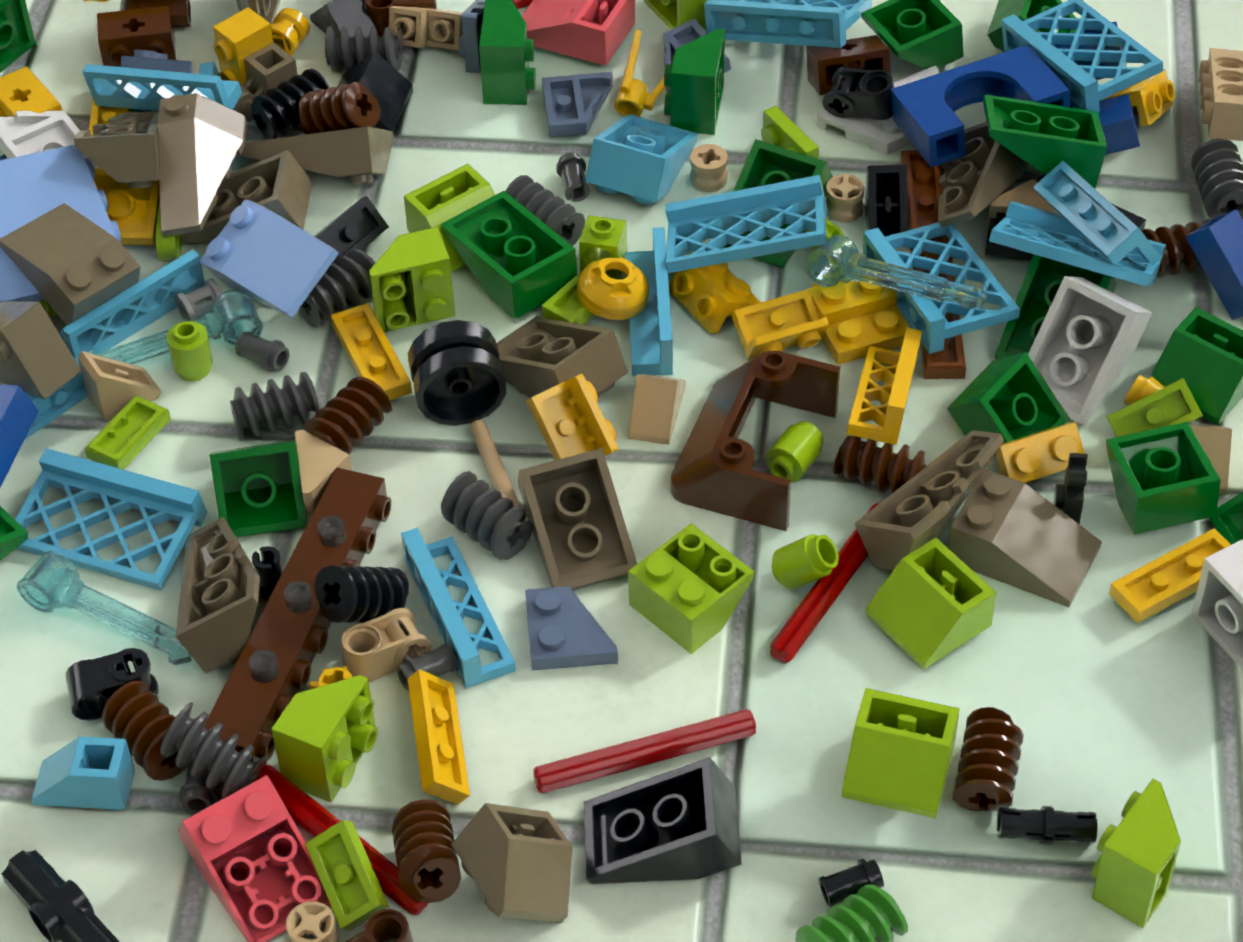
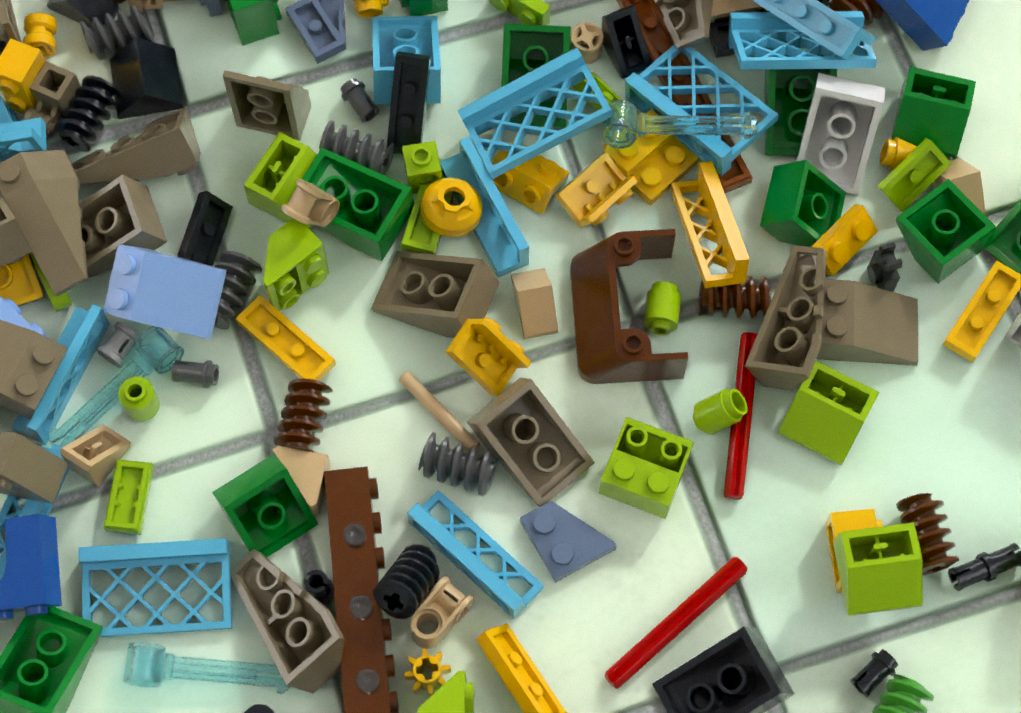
camera: 25 degrees left, 20 degrees up
(273, 404) = (237, 425): dark grey piece -> none
(338, 109) = (139, 113): reddish brown piece -> none
(434, 662) = (480, 617): dark grey pin -> none
(456, 372) = (373, 342): black wheel -> none
(457, 219) = (311, 205): none -> tan piece
(472, 134) = (267, 104): none -> dark tan slope
(619, 172) = (408, 100): none -> black plate
(708, 167) = (459, 56): tan wheel -> none

